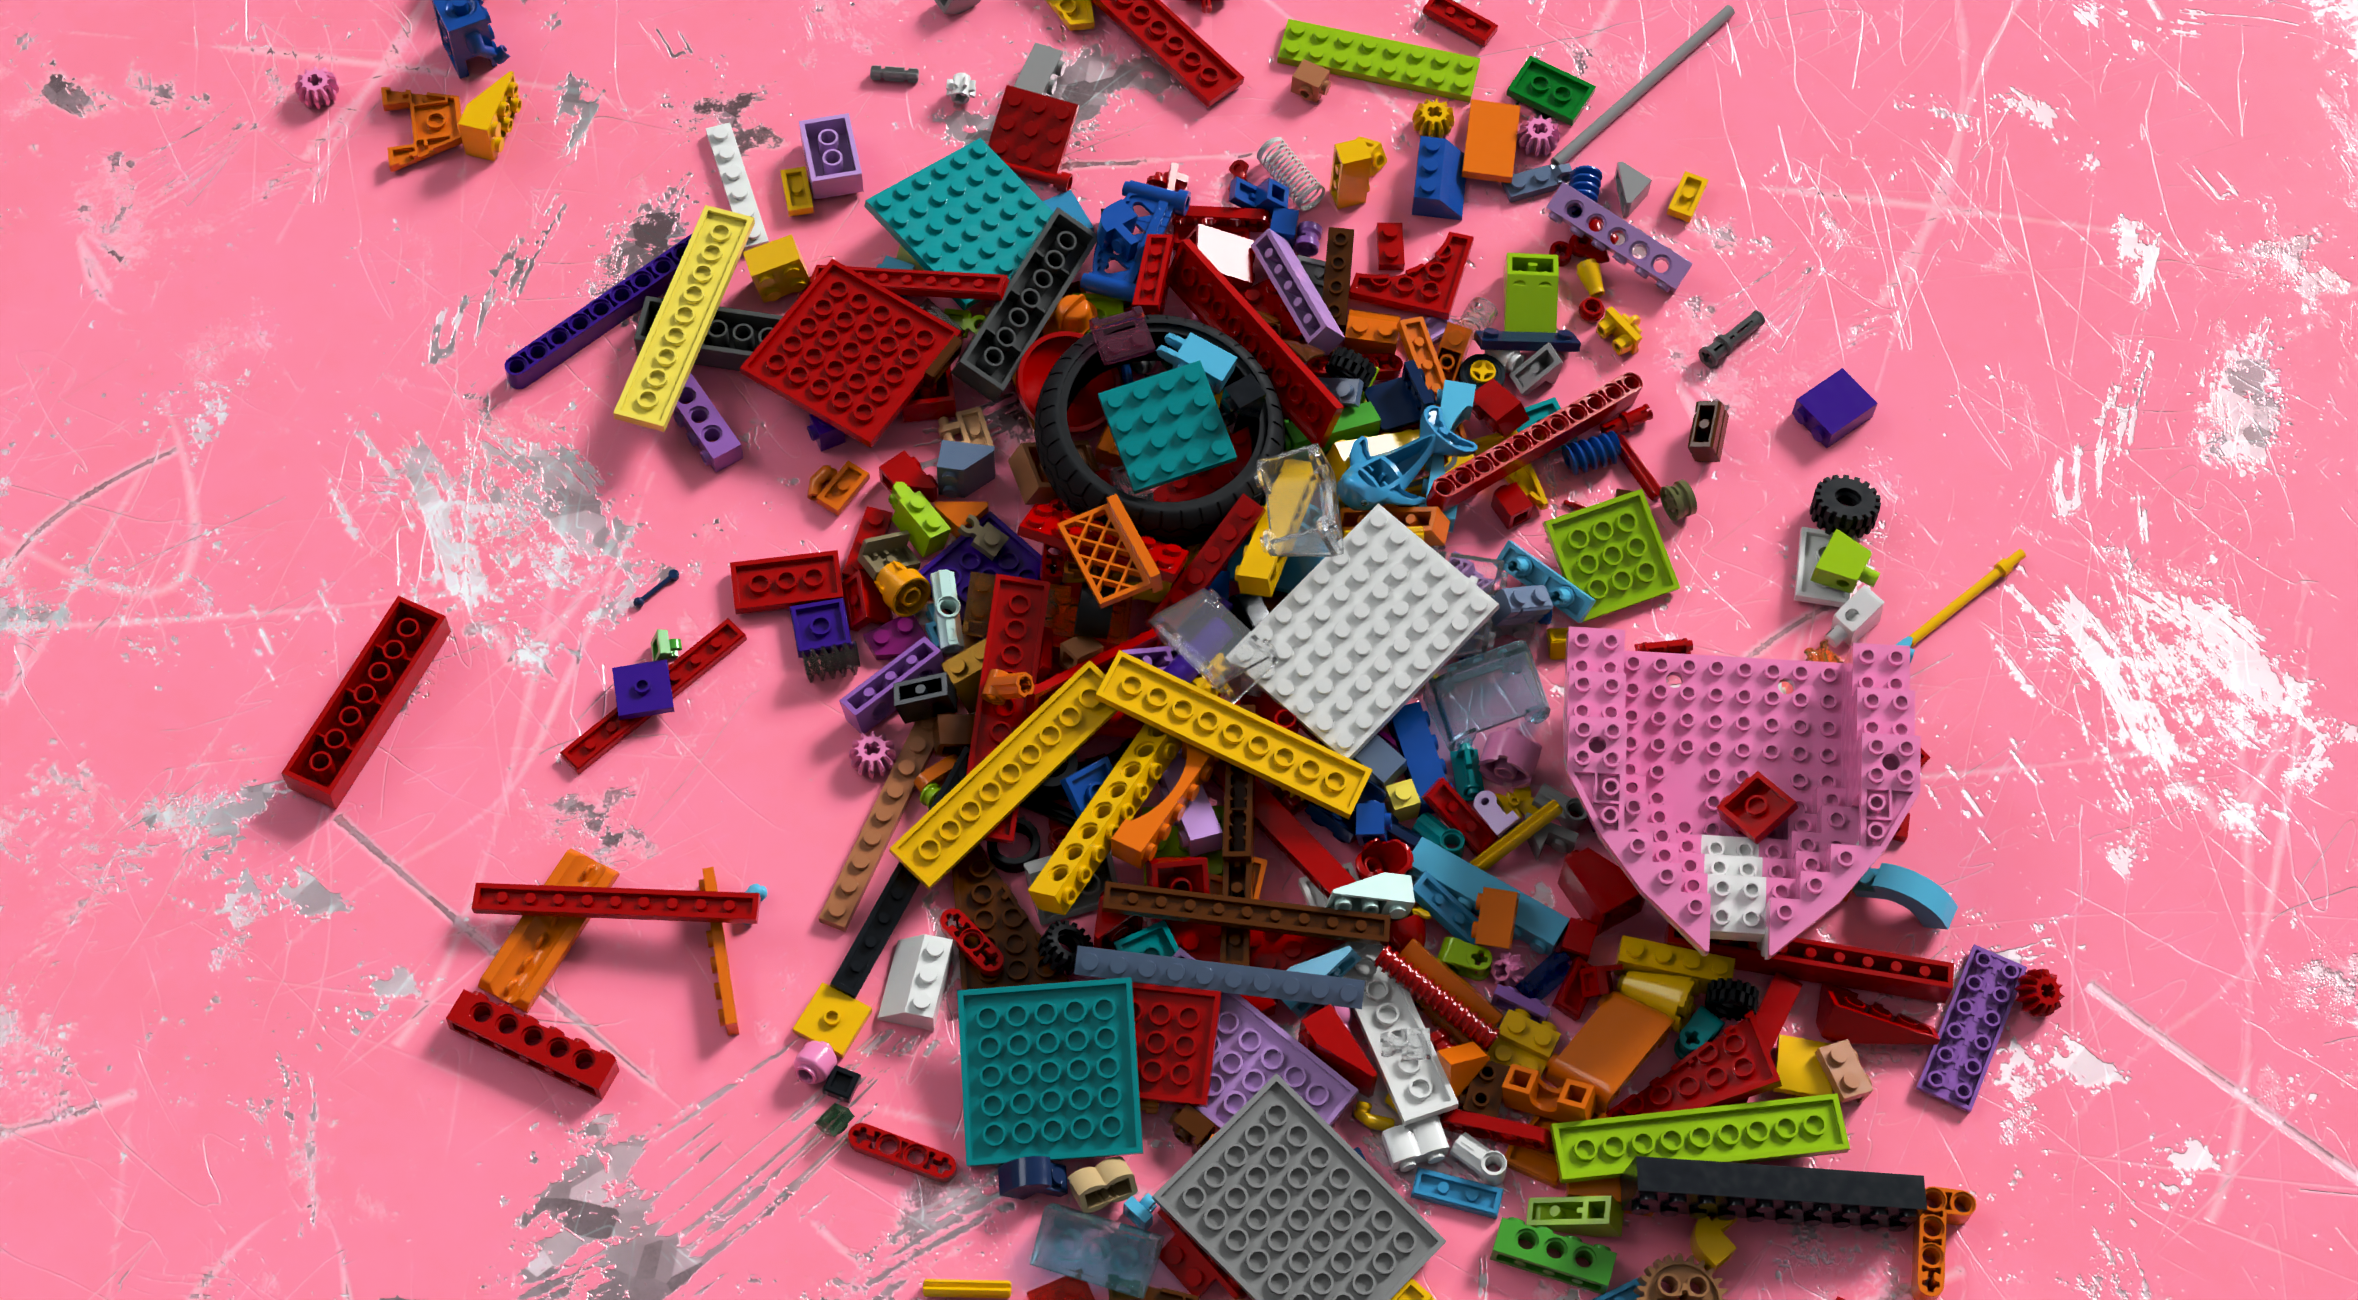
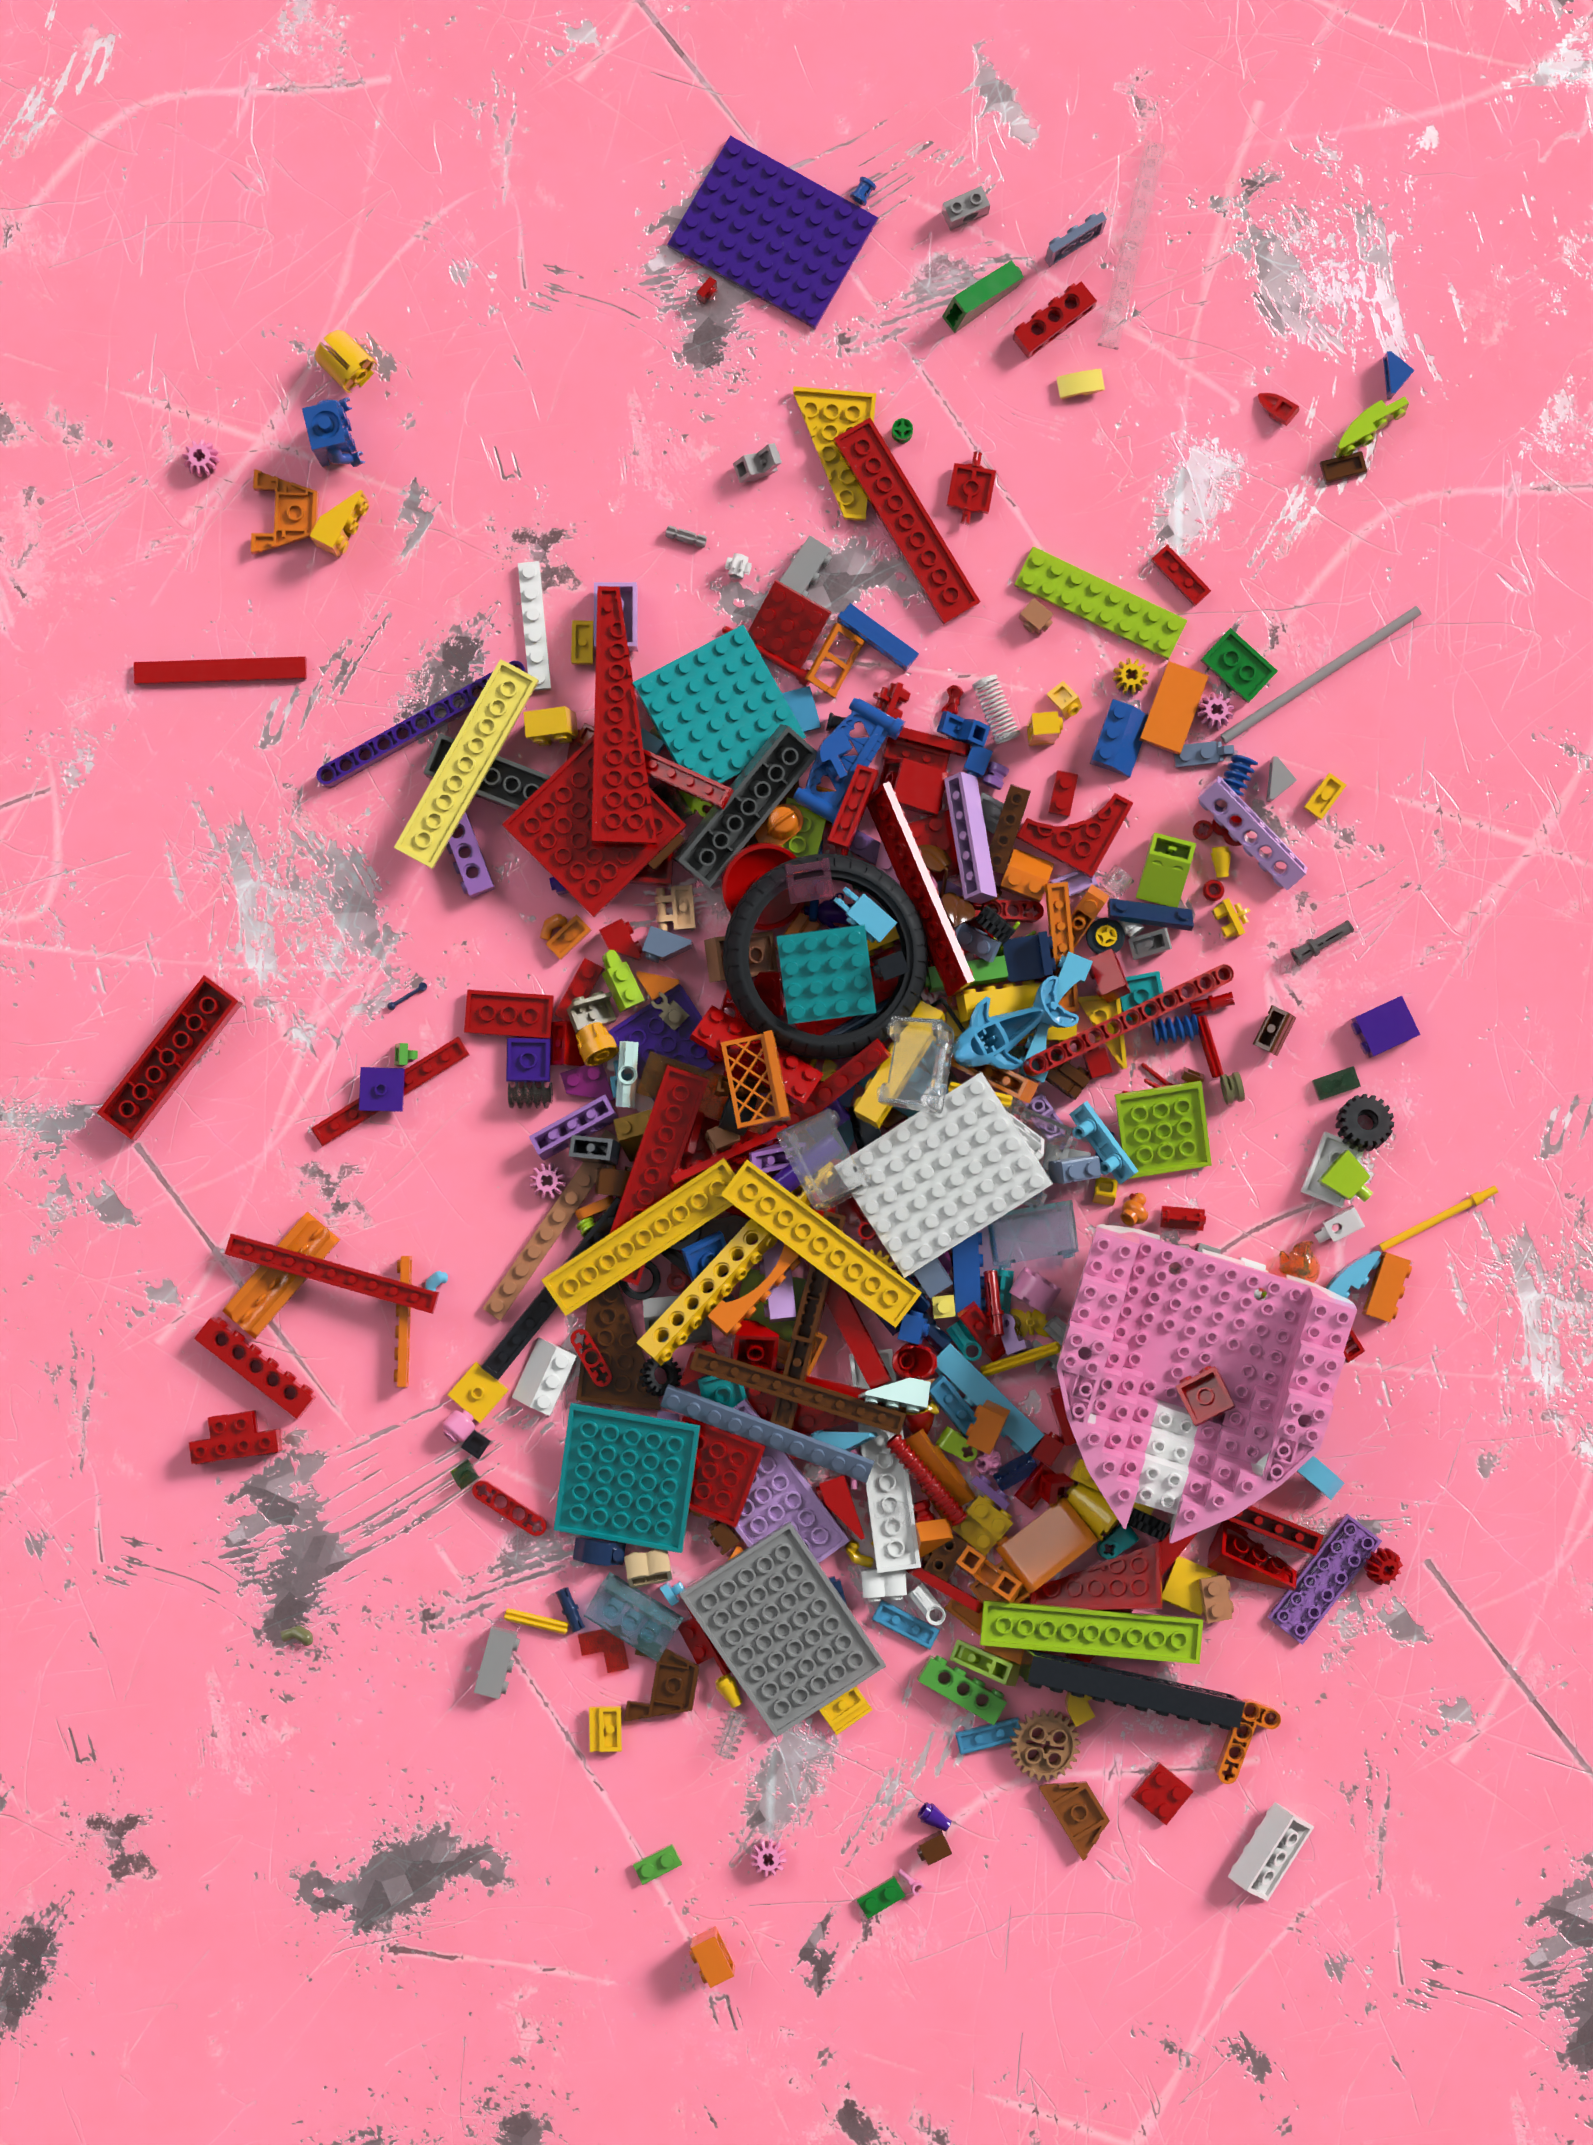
camera: 15 degrees right, 25 degrees up
(369, 291) = (220, 670): none -> red tile
(518, 1136) = (234, 1437): none -> red piece
(871, 294) = (620, 778): none -> red wing
(1006, 685) = (653, 1168): orange piece -> none
(1009, 1263) = (570, 1609): none -> dark blue pin
(1080, 150) = (823, 653): none -> orange window
(1136, 132) = (877, 637): none -> blue fence
(1467, 787) = (993, 1301): none -> red pin
(1479, 526) = (1068, 1078): none -> reddish brown brick
(1797, 479) = (1336, 1083): none -> clear green plate
(1933, 679) = (1387, 1287): none -> orange brick

